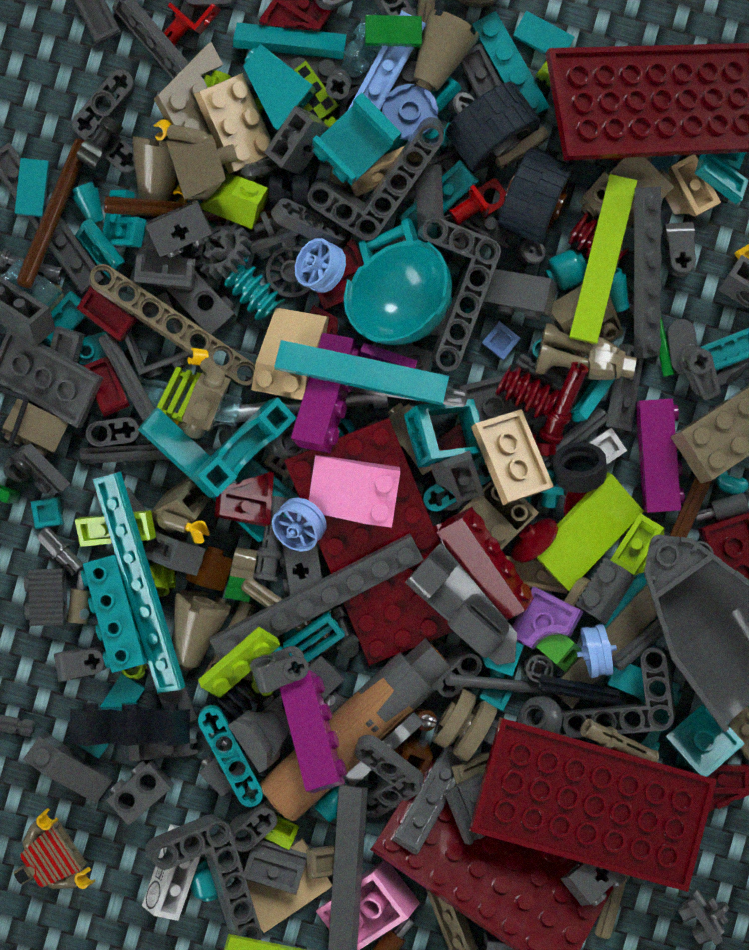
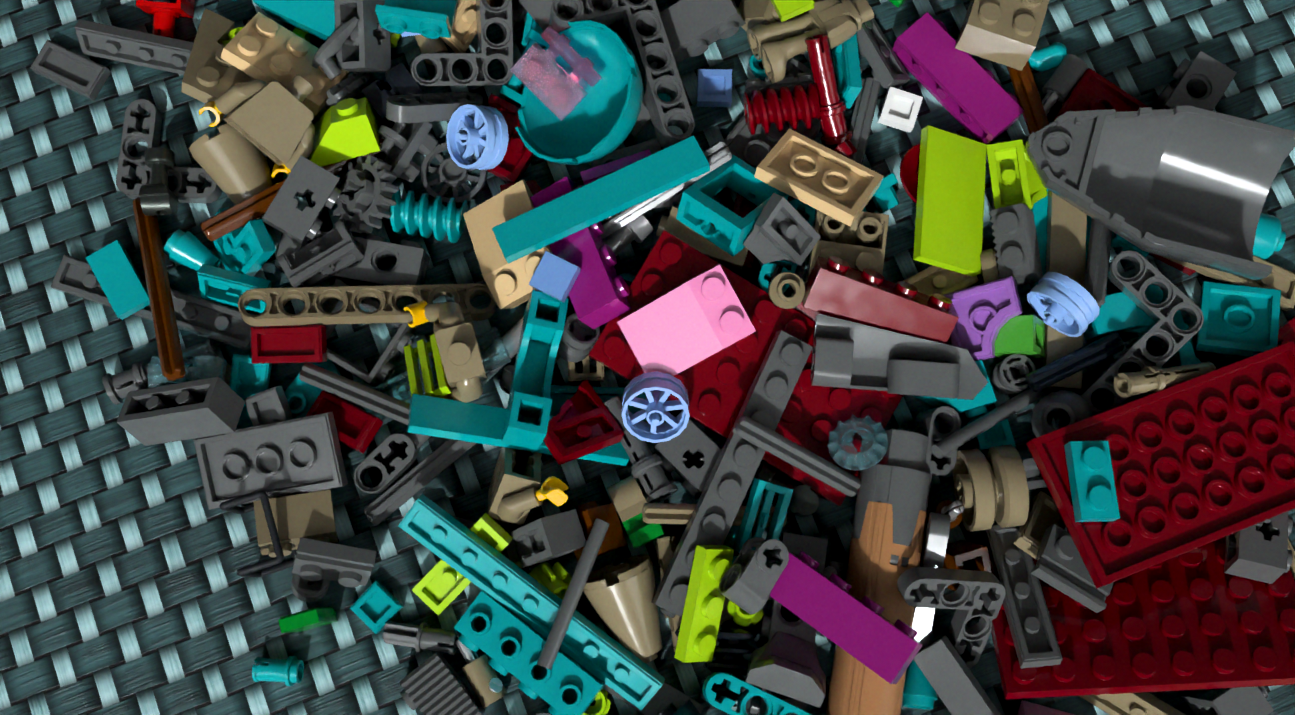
camera: 35 degrees left, 10 degrees down
(166, 598) = (573, 594): none -> dark grey bar
(261, 139) = (332, 46): none -> dark grey bar
(296, 400) = (554, 276): none -> medium blue tile
(361, 618) = (796, 455): none -> dark grey axle
(391, 264) = (549, 80): none -> clear pink plate
(408, 649) = (872, 449): none -> clear light blue gear
(436, 504) = (775, 290): none -> dark tan plate
(515, 768) = (1091, 481): none -> teal plate
(534, 540) = (906, 247): dark red dish -> none
(580, 453) = (898, 154): black tyre -> none

